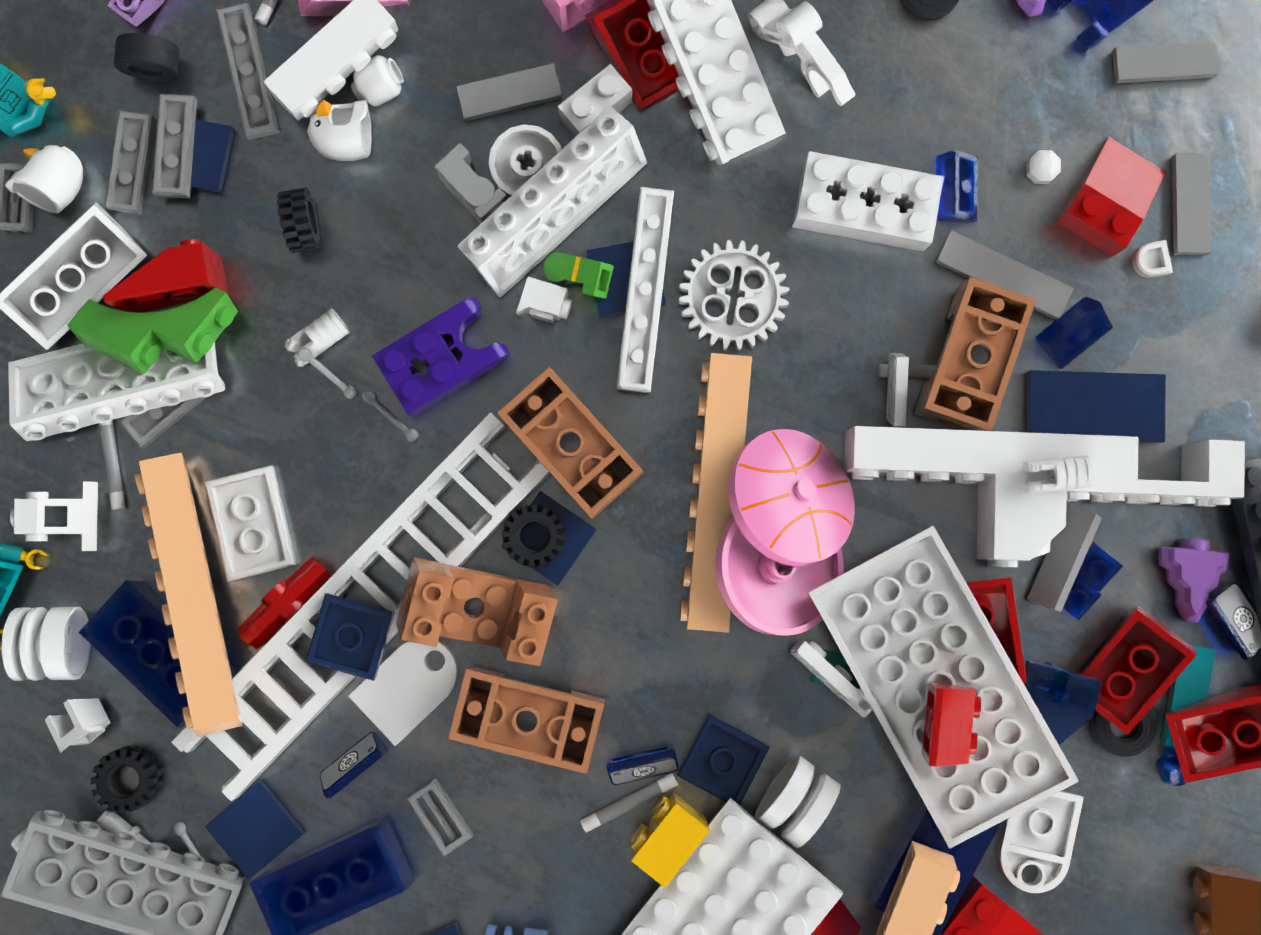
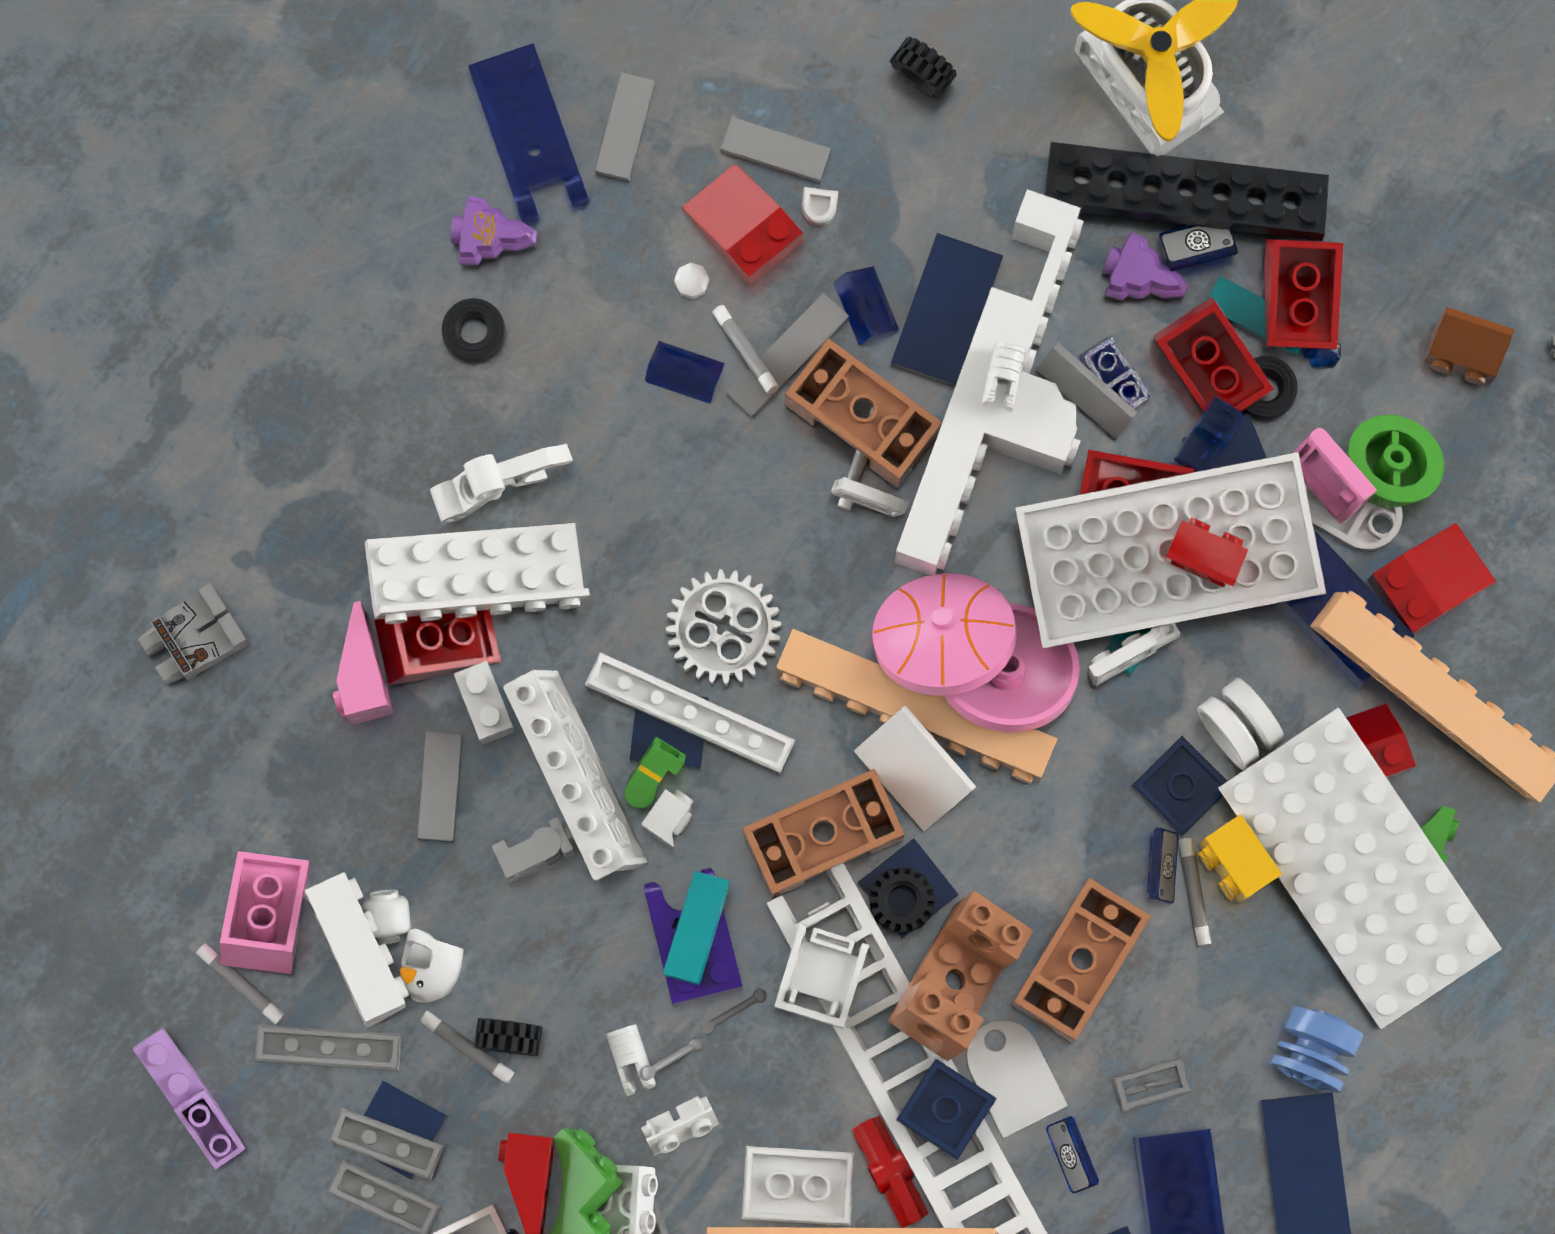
camera: 70 degrees left, 5 degrees down
(146, 57) = (286, 1142): black tyre -> none
(261, 390) = (695, 1121): none -> white hinge
(287, 183) = (466, 1047): none -> light grey bar
(443, 354) = (696, 928): none -> teal tile
(443, 483) = (822, 971): none -> white container
(517, 149) = (506, 788): white wheel -> none
(659, 509) = (915, 768): none -> white tile
(883, 186) = (680, 486): white brick -> none
(996, 234) = (745, 349): none -> light grey bar
(1066, 819) = (1333, 476): none -> bright pink container
(1096, 872) = (1397, 459): none -> bright green piece

